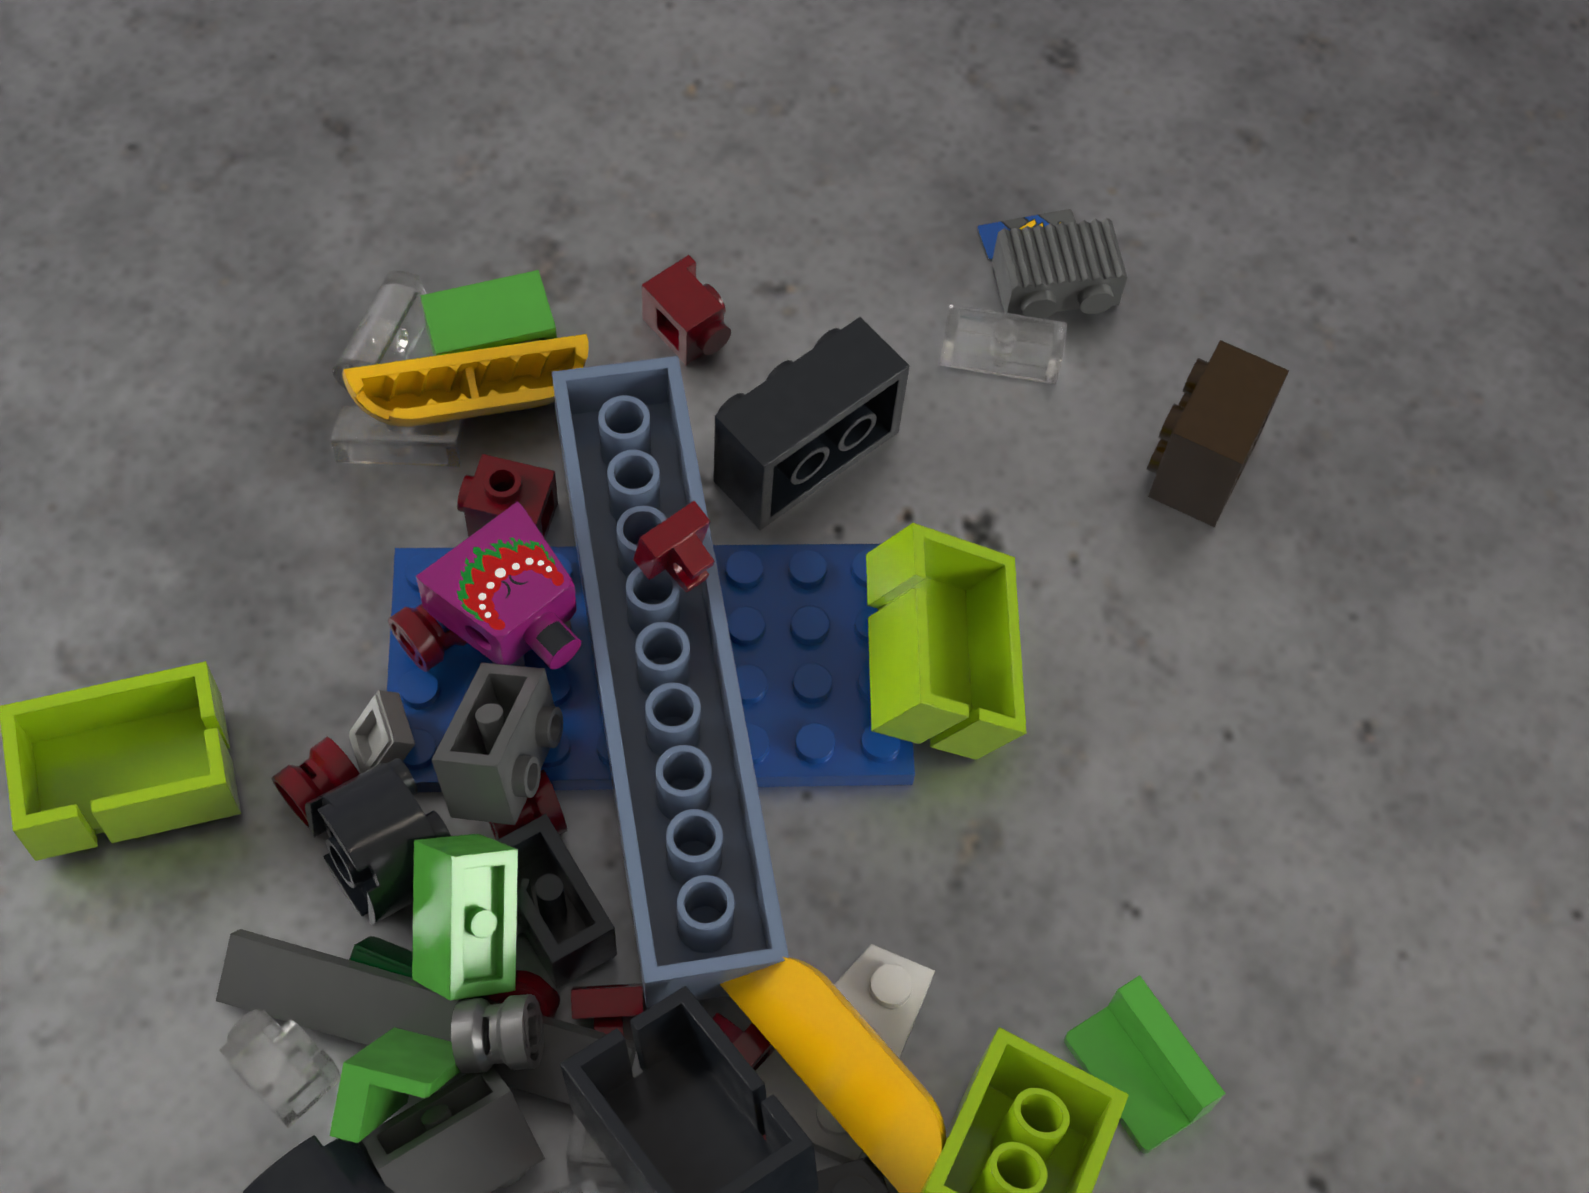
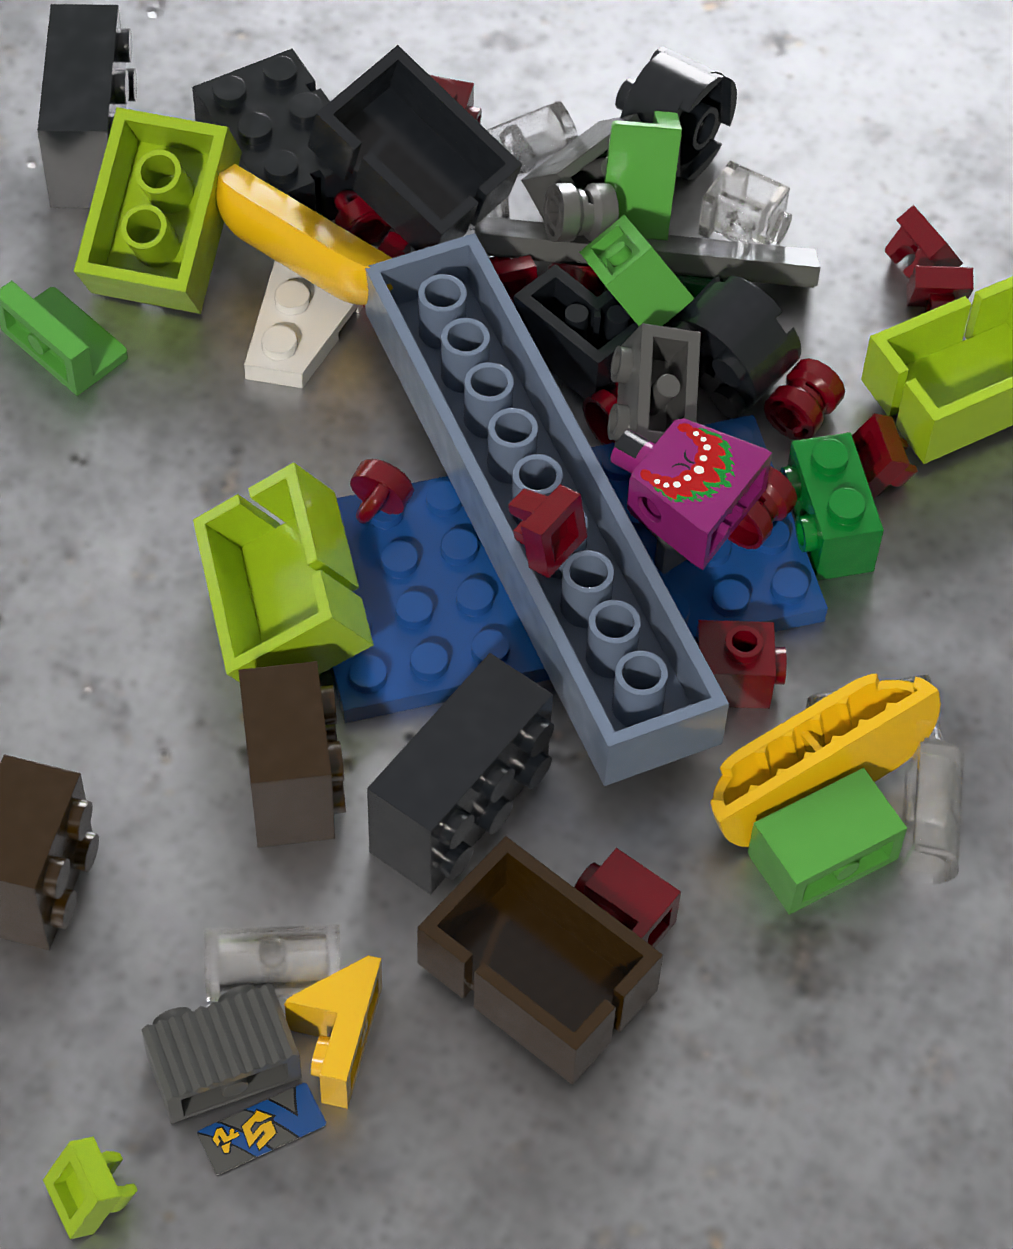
camera: 170 degrees right, 5 degrees down
(80, 967) = (920, 238): none -> dark red tile
(99, 893) = (938, 285): none -> dark red tile
(272, 696) = (882, 454): none -> dark red tile
(345, 641) = (833, 506): none -> green brick
(381, 732) = (765, 431): light grey tile -> none
(779, 263) = (539, 959): none -> dark brown piece
(820, 730) = (380, 488): none -> dark red tile
(957, 271) = (341, 1015): none -> yellow slope
(966, 464) = (292, 753): none -> dark brown brick
(1179, 199) = (85, 1188): none -> lime tile

